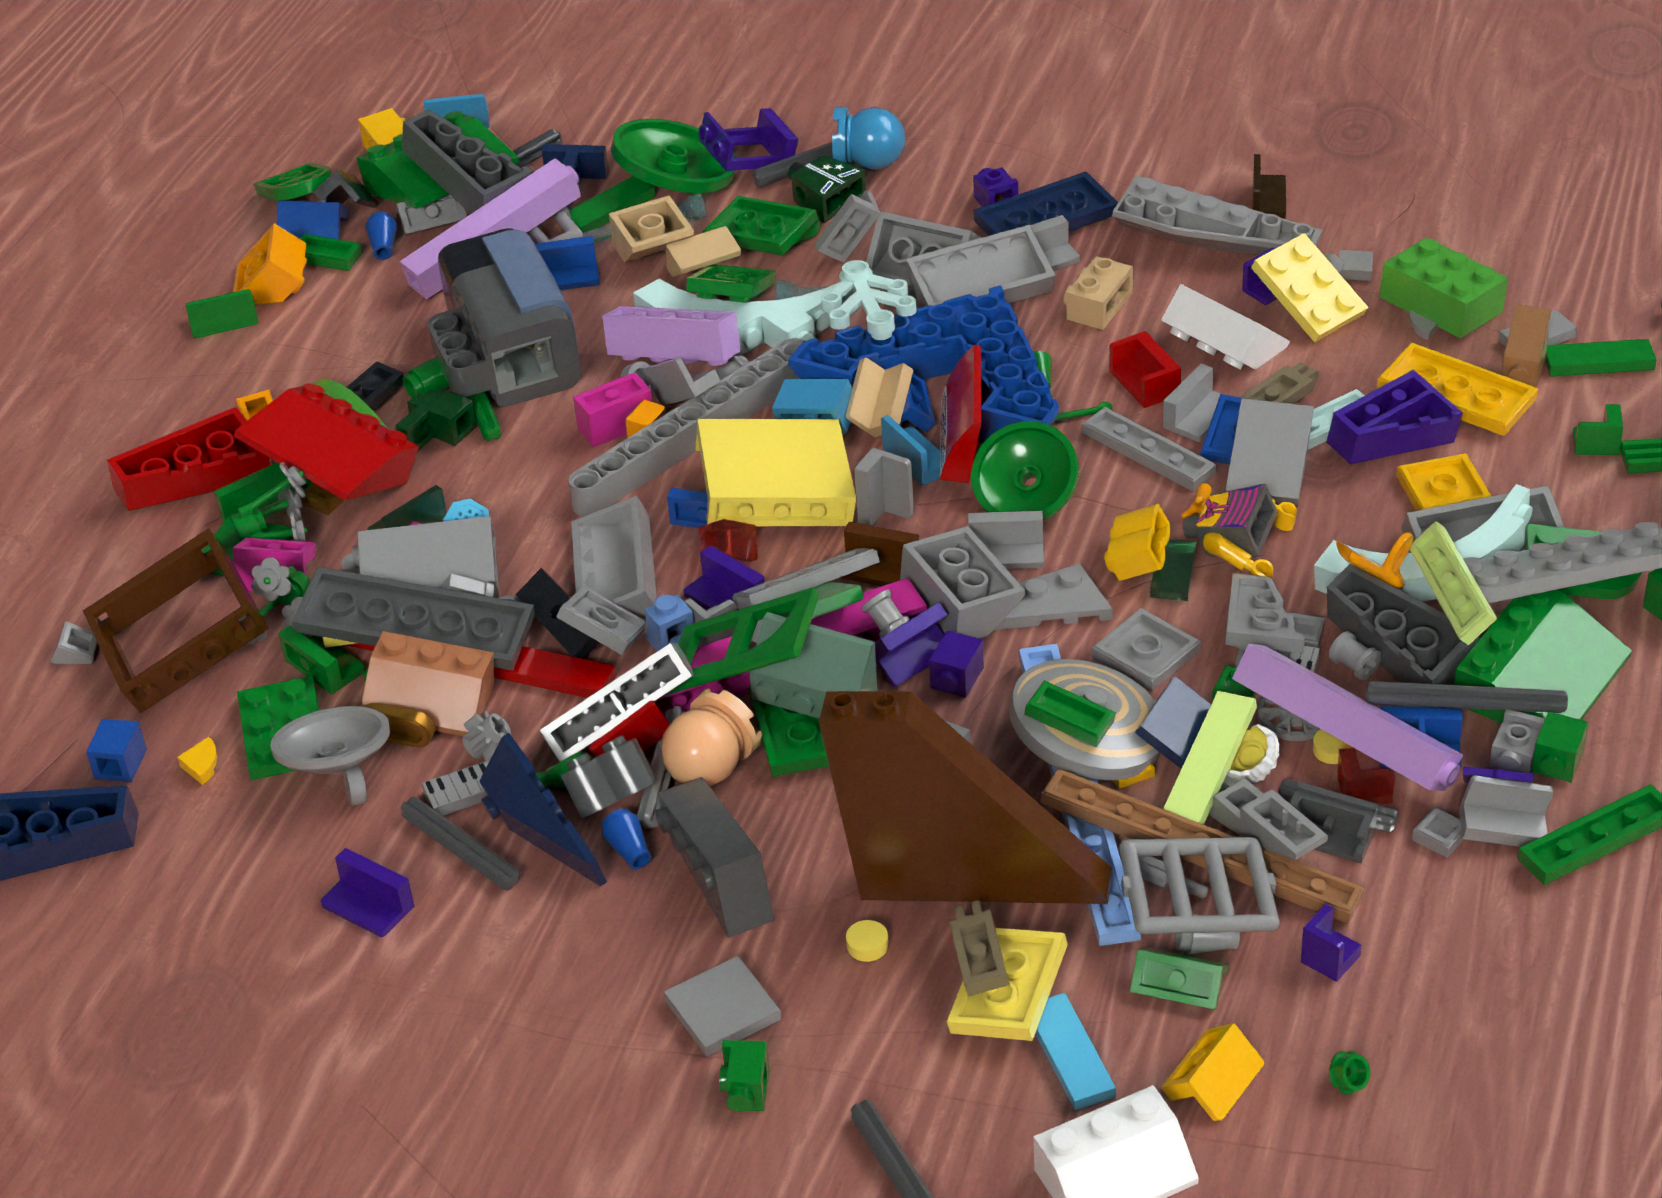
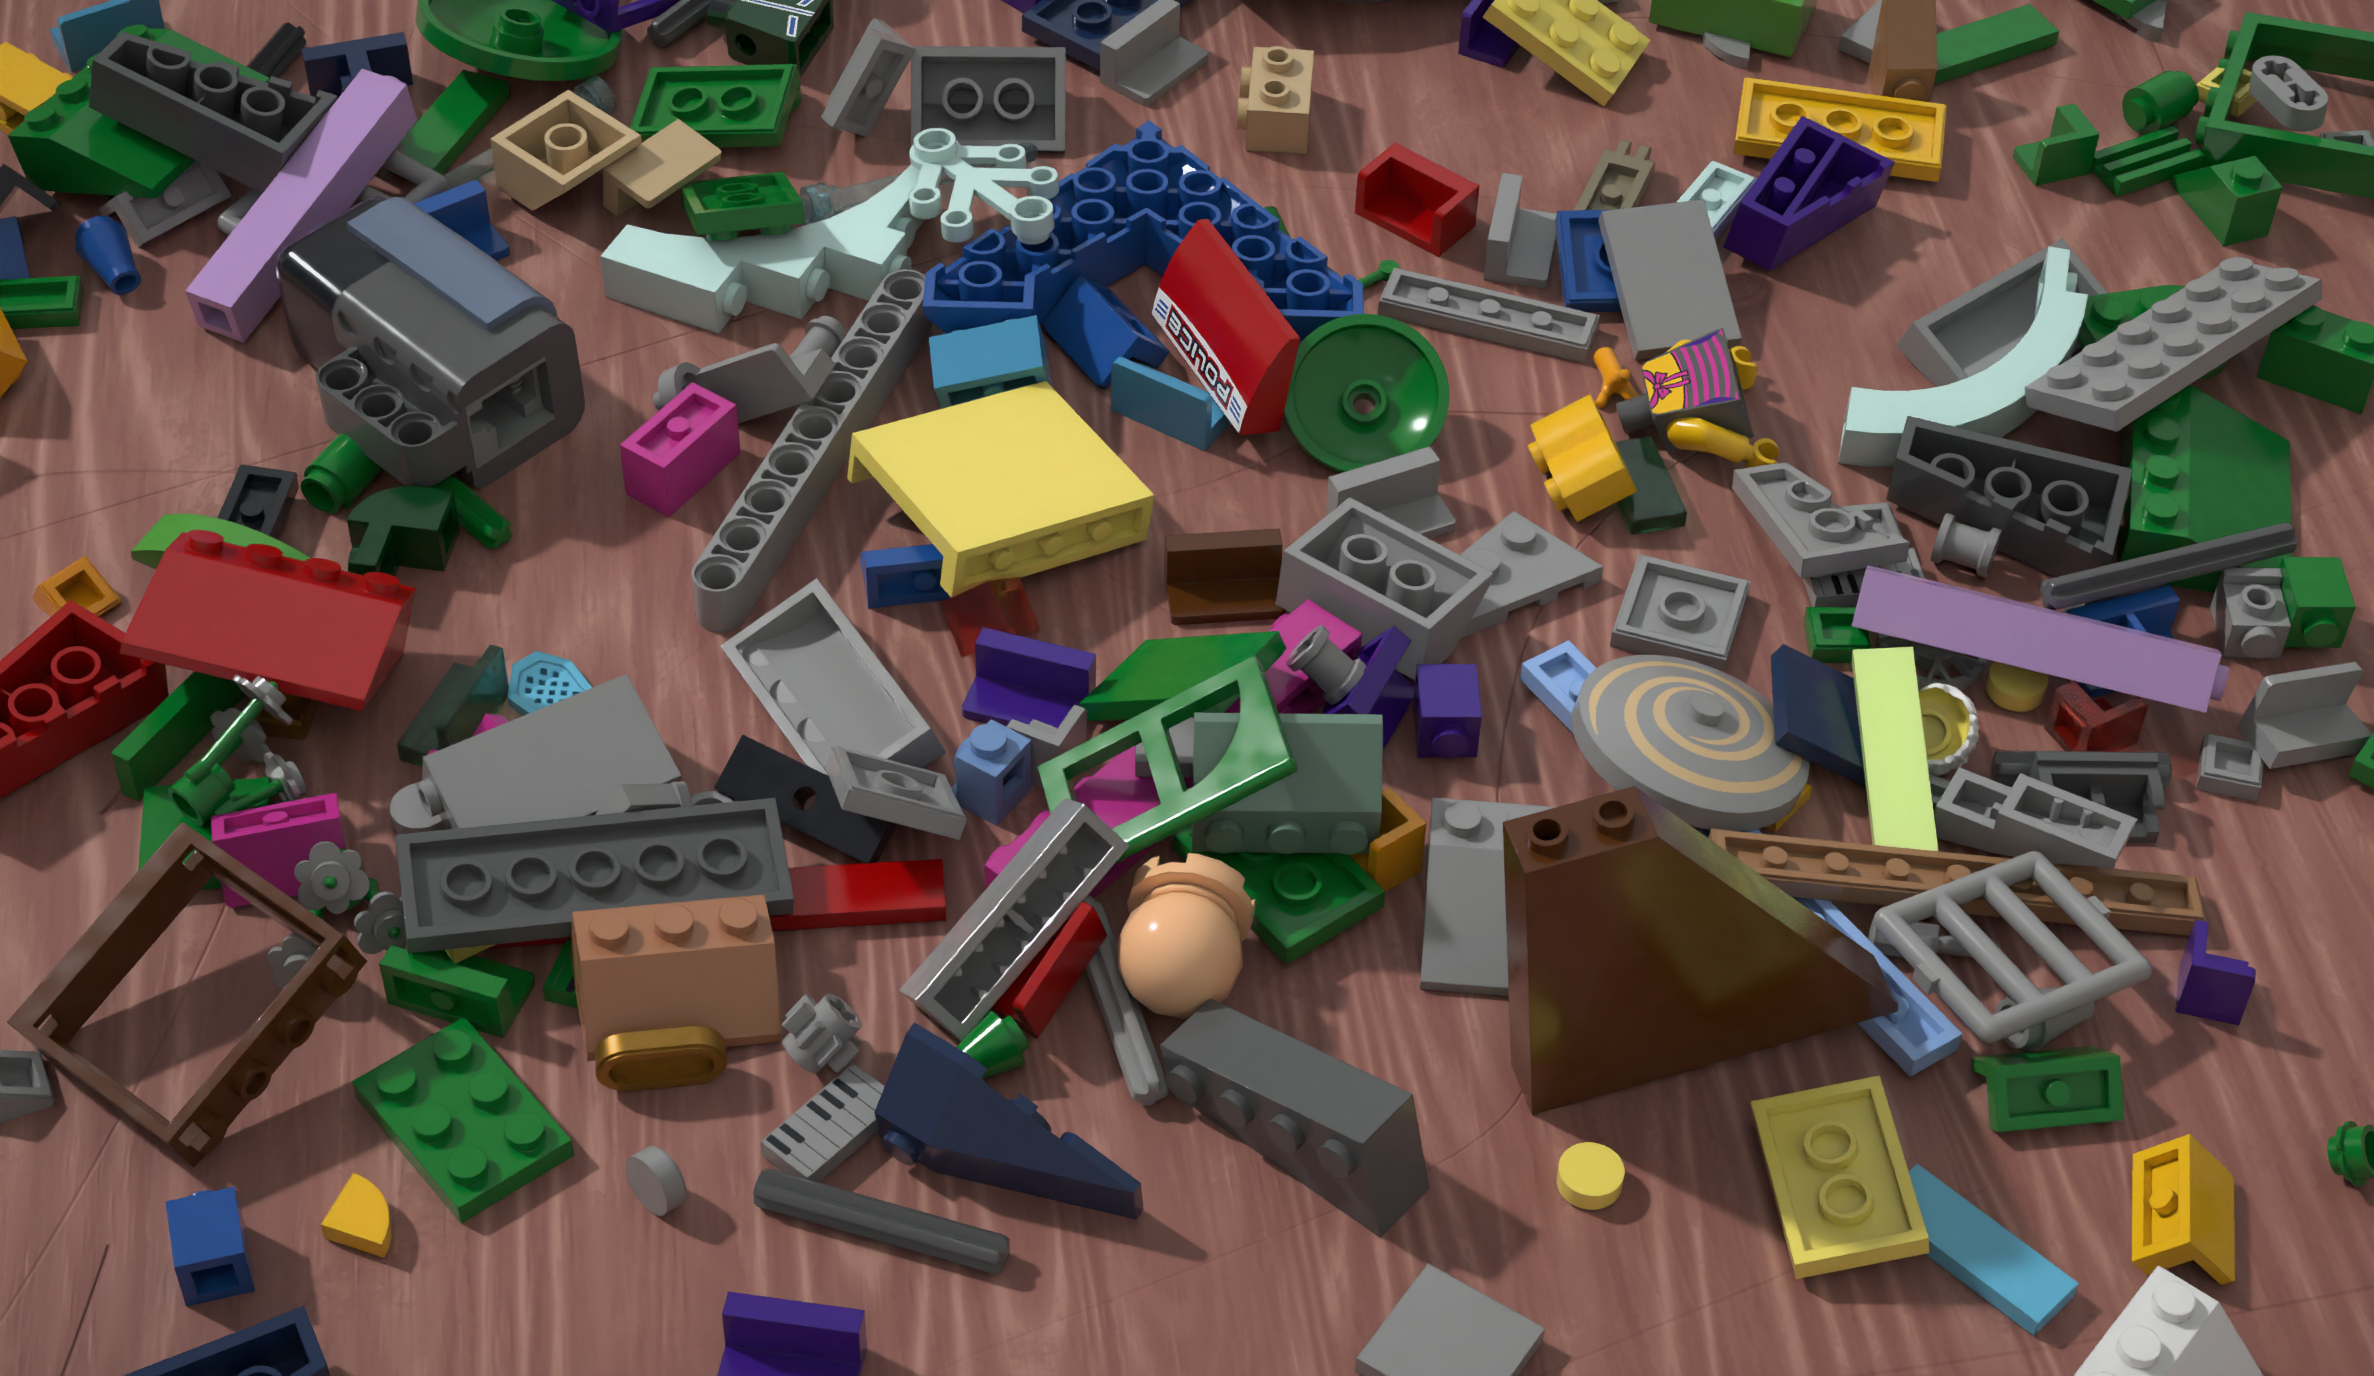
camera: 30 degrees left, 5 degrees up
(330, 739) = (594, 1117): light grey dish -> none
(607, 777) = (1069, 1042): dark grey brick -> none
(626, 837) = (1141, 1130): blue cone -> none
(642, 416) = (741, 456): light orange slope -> none
(671, 334) = (706, 308): lavender brick -> none
(807, 577) = (1155, 641): light grey tile -> none
(878, 394) = (1081, 330): tan panel -> none
(883, 486) = (1185, 466): light grey panel -> none
(973, 267) = (1101, 102): light grey slope -> none
(978, 950) = (1782, 1139): dark tan hinge -> none
(1070, 713) = (1694, 742): green tile -> none
(1221, 330) = (1484, 115): white slope -> none
(1389, 570) = (1963, 407): light orange piece -> none
(1441, 482) = (1908, 272): yellow tile -> none
(1452, 583) = (2068, 408): yellowish green tile -> none
(1468, 772) = (2280, 667): dark purple piece -> none

